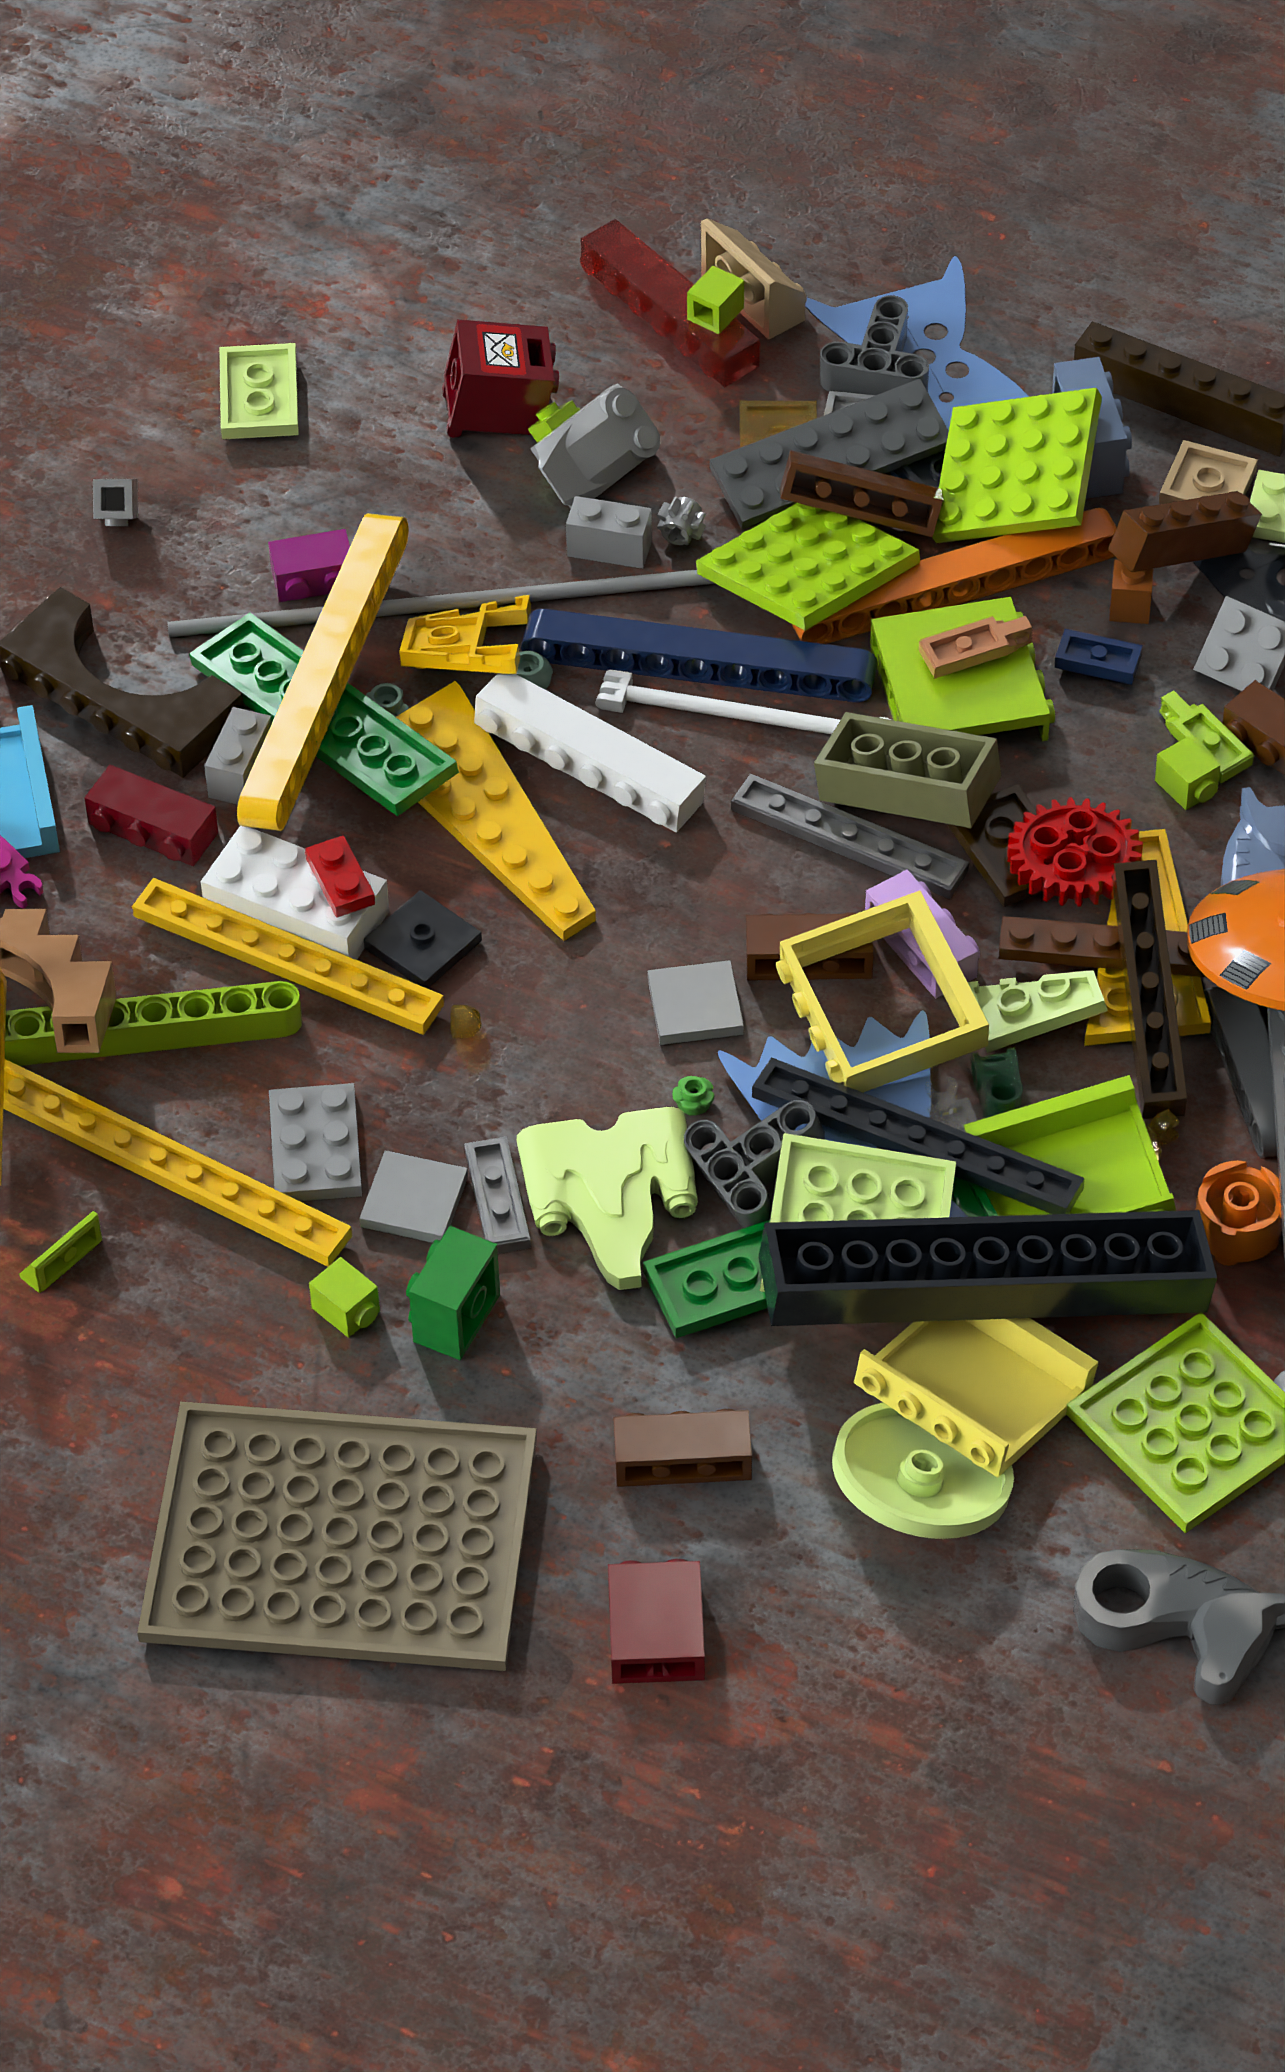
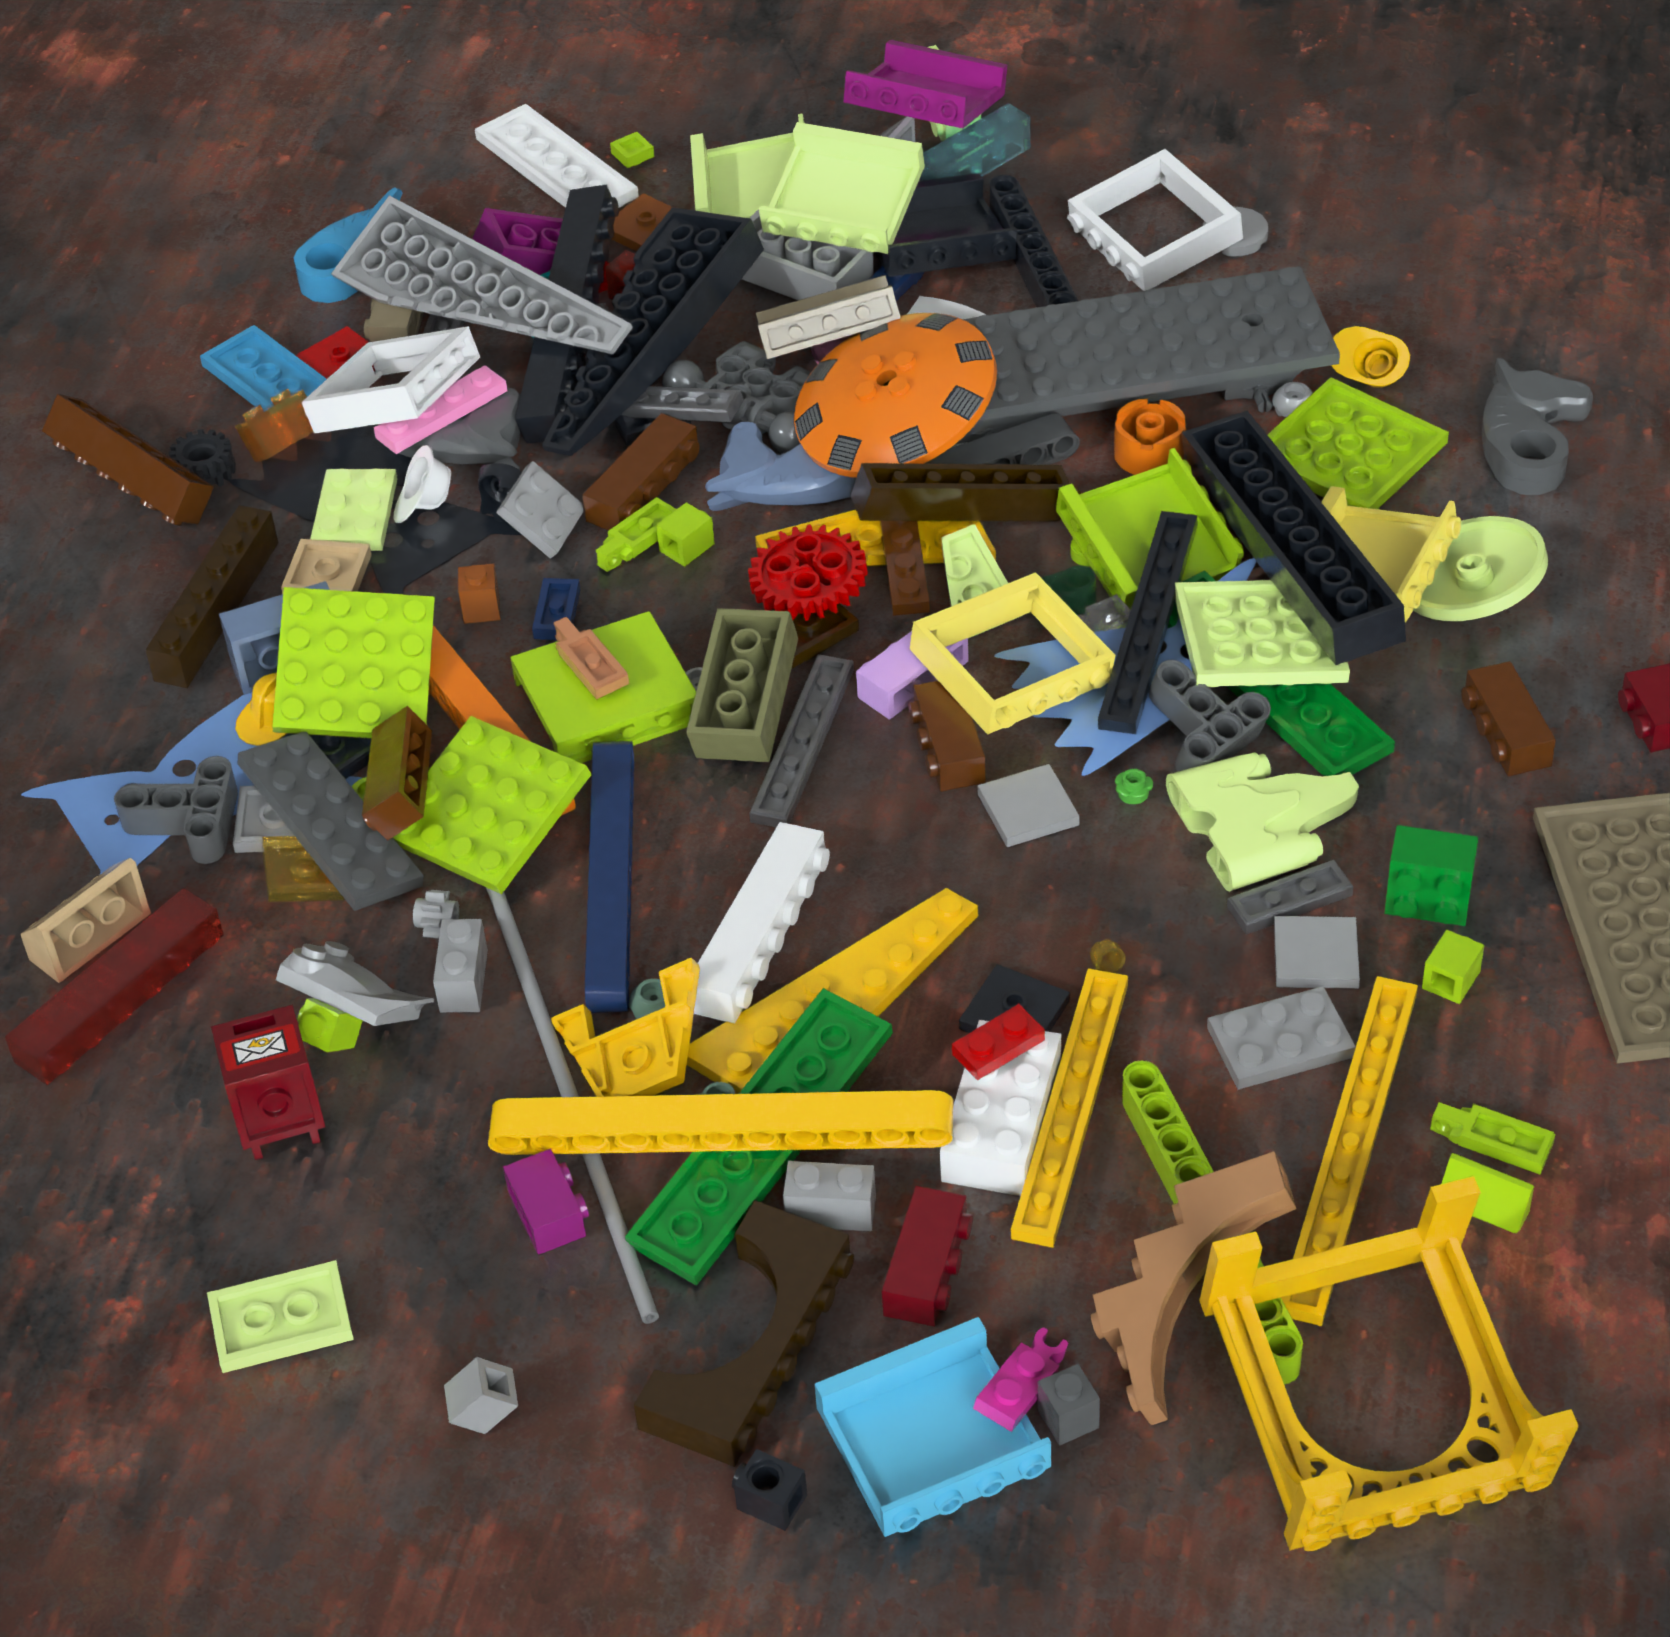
camera: 100 degrees left, 5 degrees down
(124, 1276) = (1495, 1135): none -> lime hinge
(618, 690) = (663, 923): white hinge -> none
(715, 299) = (144, 914): lime brick -> none
(1184, 531) = (421, 547): reddish brown brick -> none

